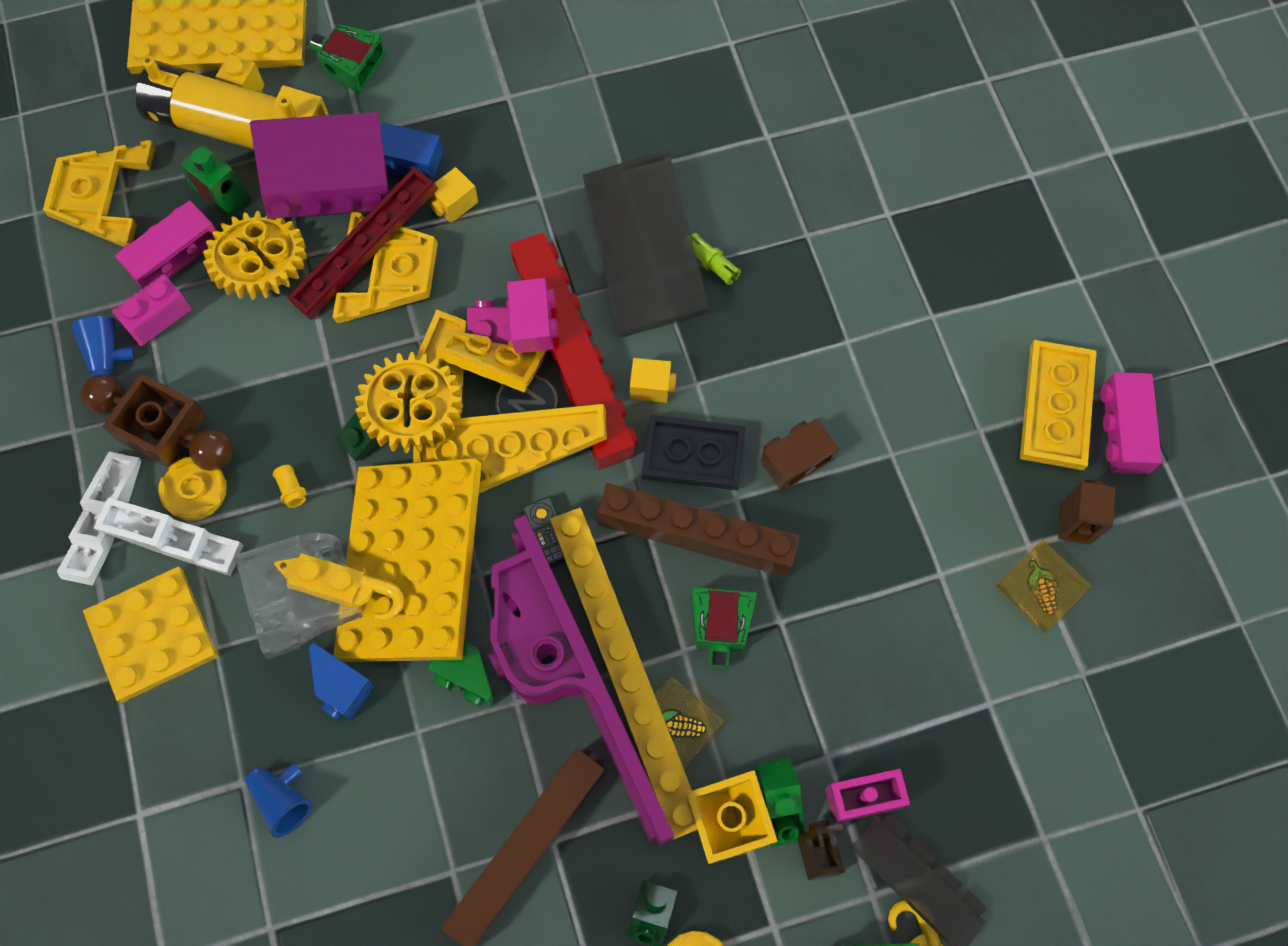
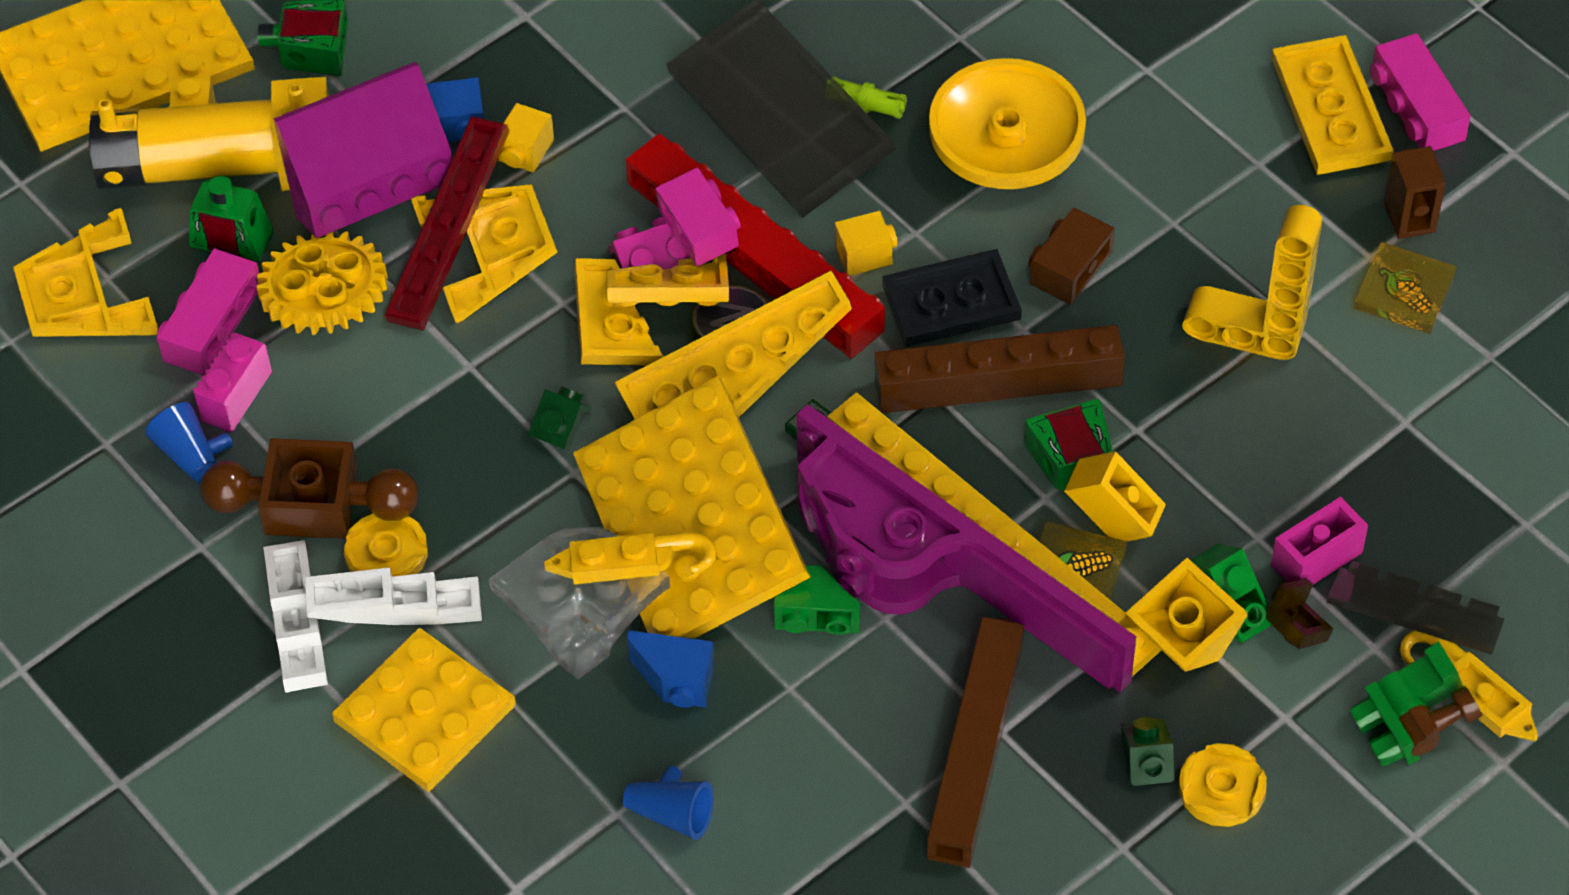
camera: 20 degrees left, 15 degrees down
(292, 493) = (510, 506): yellow pin -> none
(378, 402) = (579, 370): yellow gear -> none
(726, 688) = (1115, 497): none -> yellow brick
(802, 325) = (1007, 123): none -> yellow dish
(911, 573) = (1258, 325): none -> yellow beam

